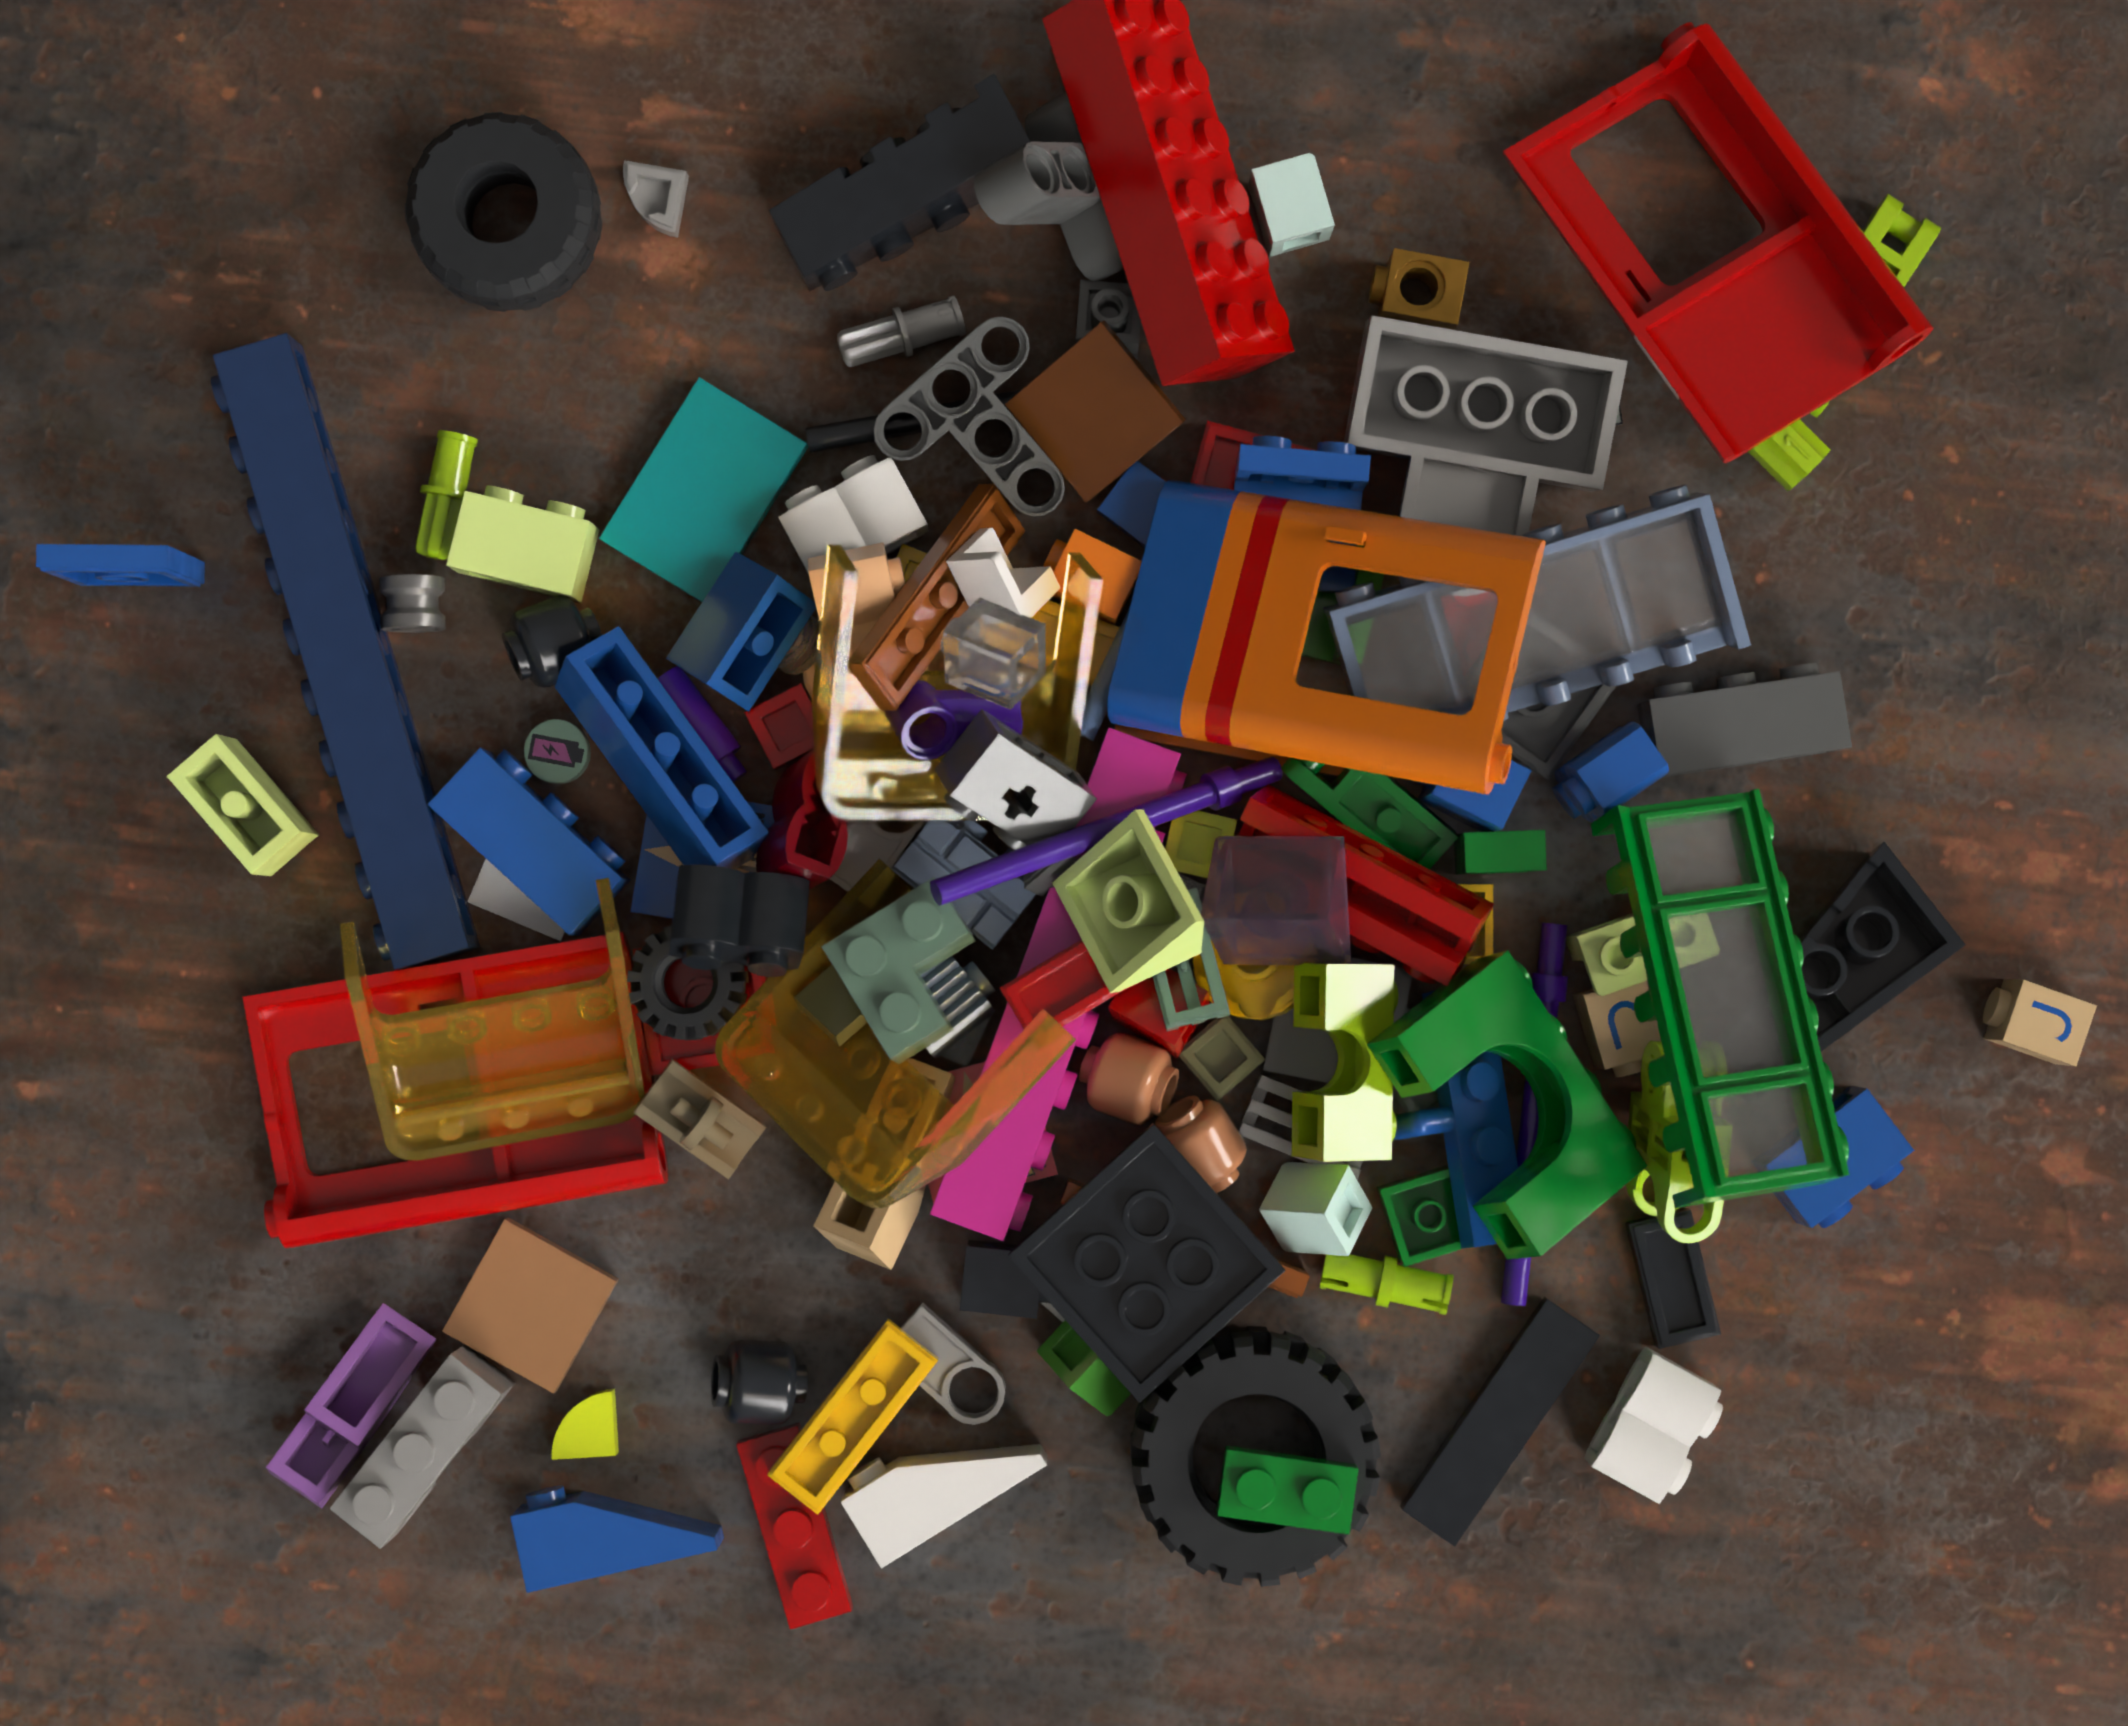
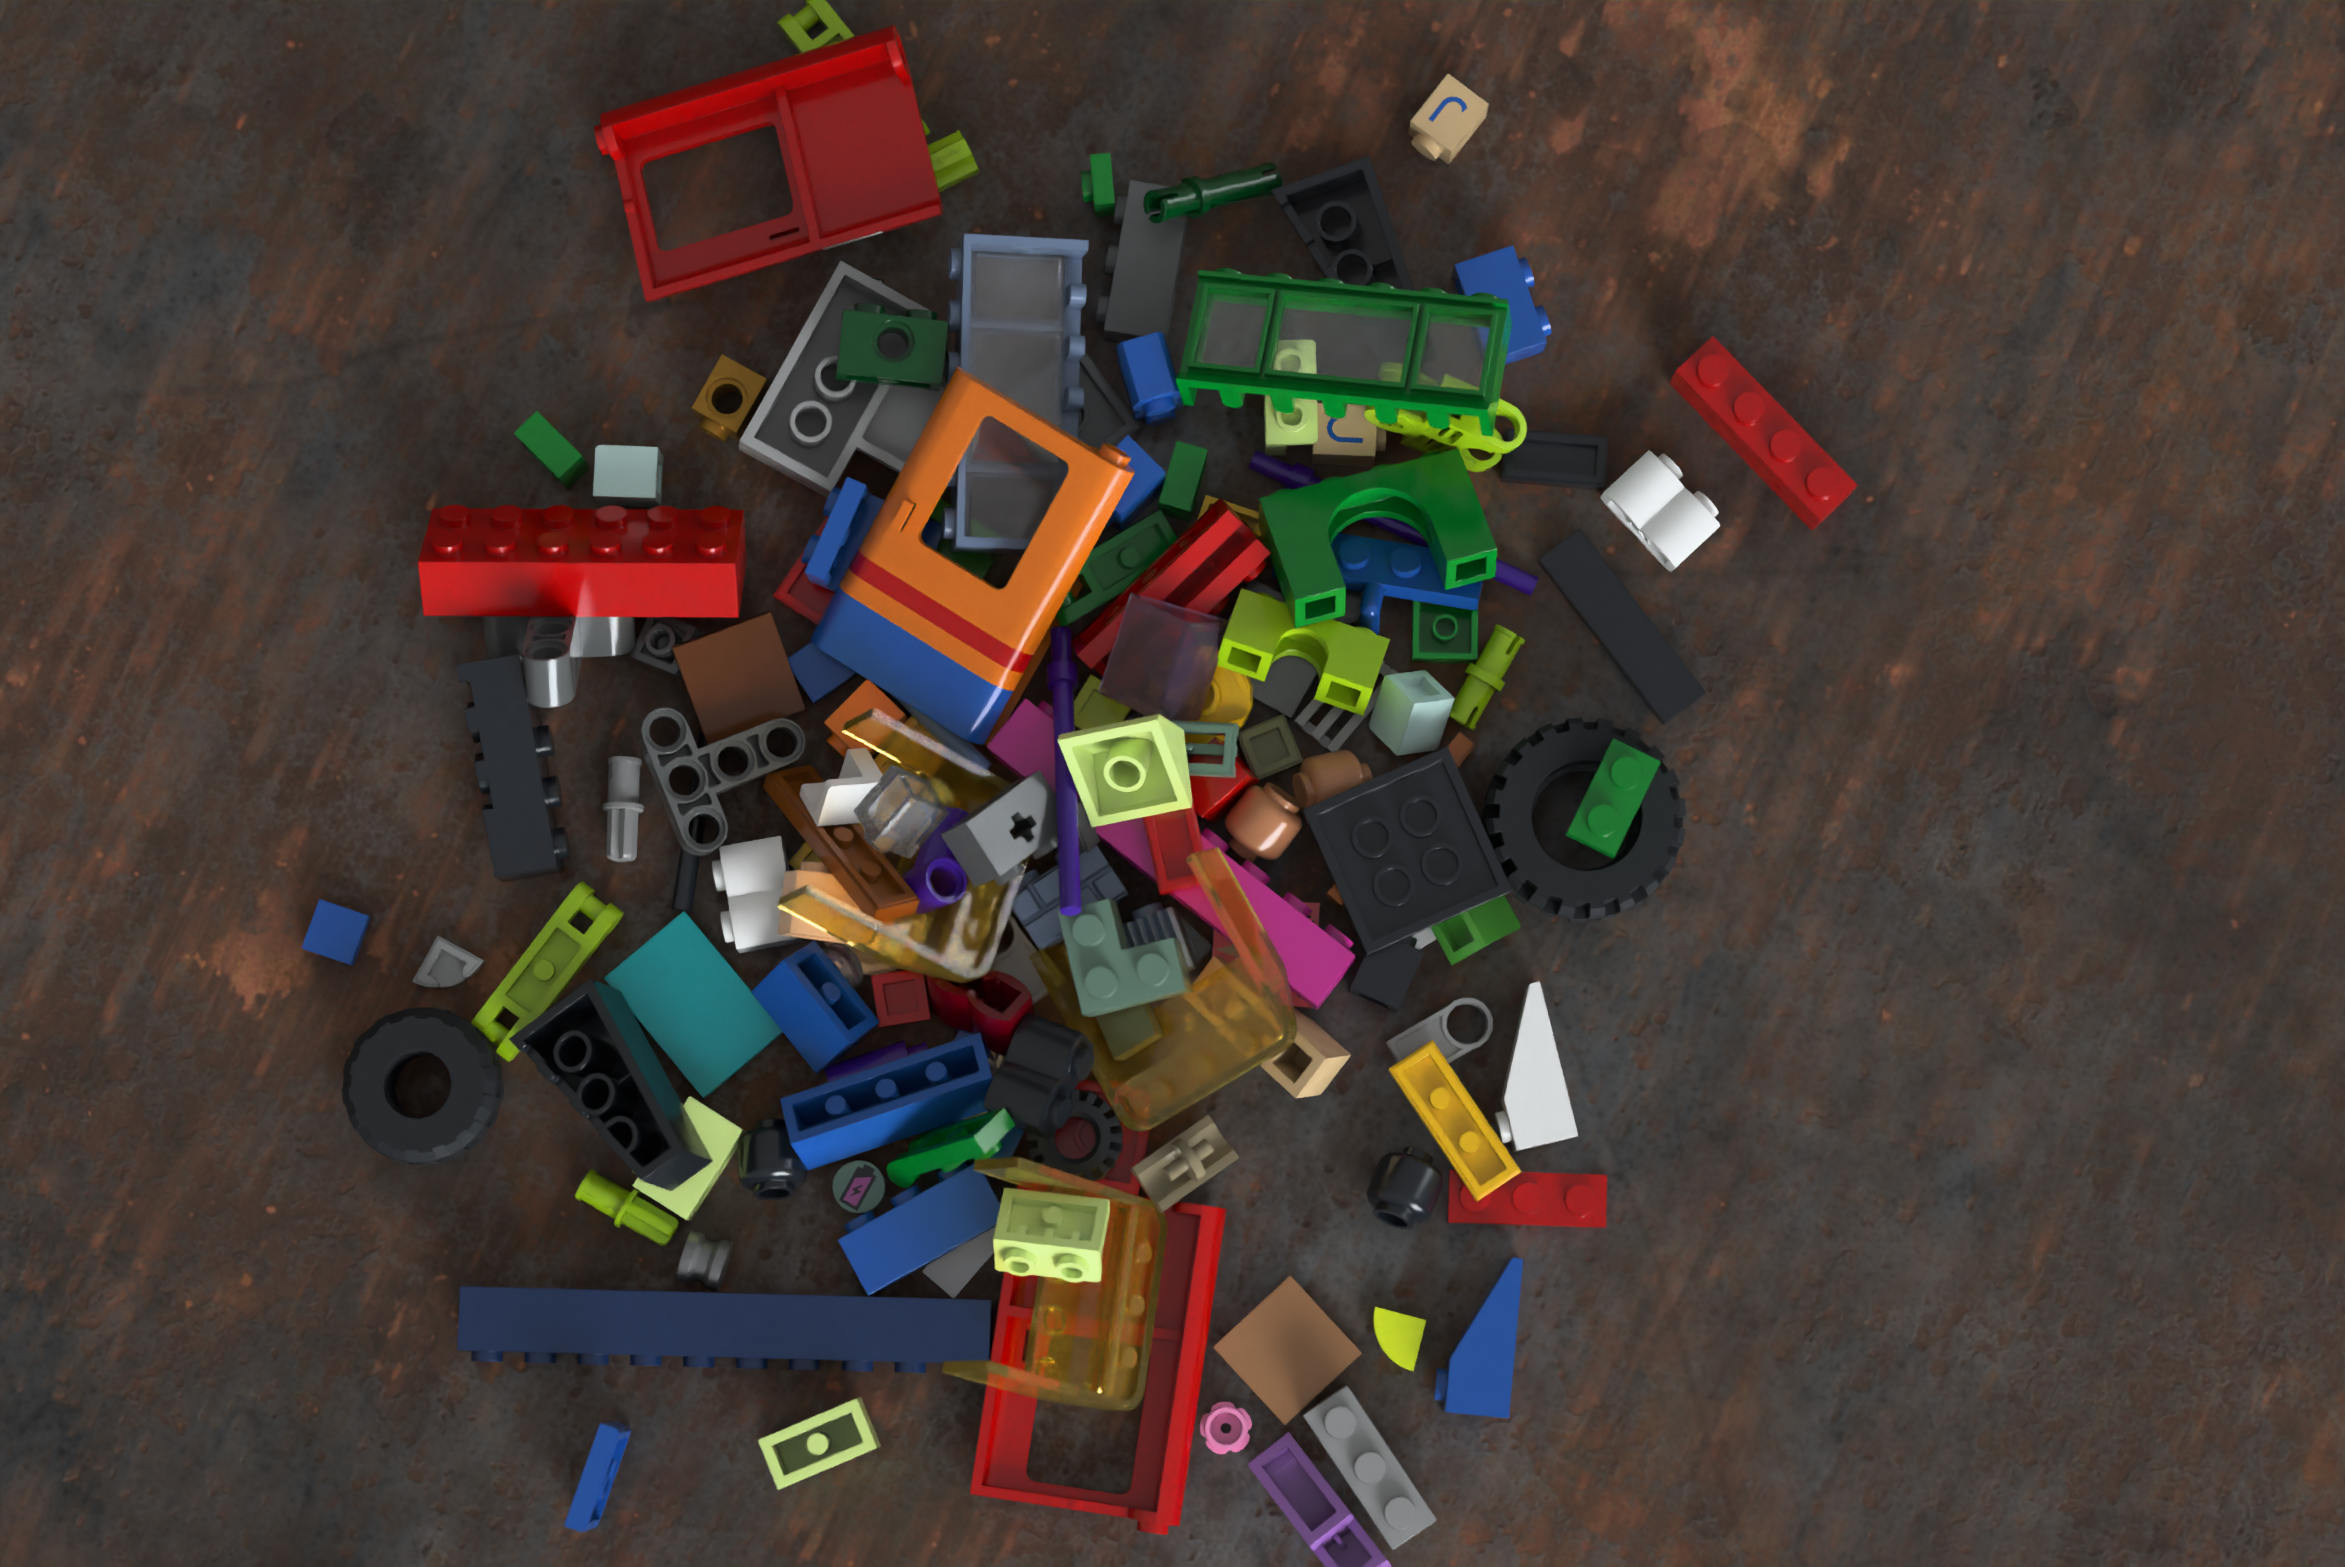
camera: 70 degrees left, 5 degrees down
(403, 1272) = (1211, 1428): none -> bright pink plate
(557, 994) = (1050, 1235): none -> yellowish green bracket
(571, 433) = (615, 1081): none -> black wedge
(626, 844) = (951, 1146): none -> green plate
(652, 55) = (336, 932): none -> blue tile
(686, 308) = (546, 967): none -> lime plate
(1291, 105) = (552, 450): none -> green piece
(1513, 426) = (863, 362): none -> dark green brick
(1785, 1519) = (1762, 433): none -> red brick
(1820, 636) = (1098, 185): none -> green plate
(1849, 759) = (1199, 195): none -> dark green pin

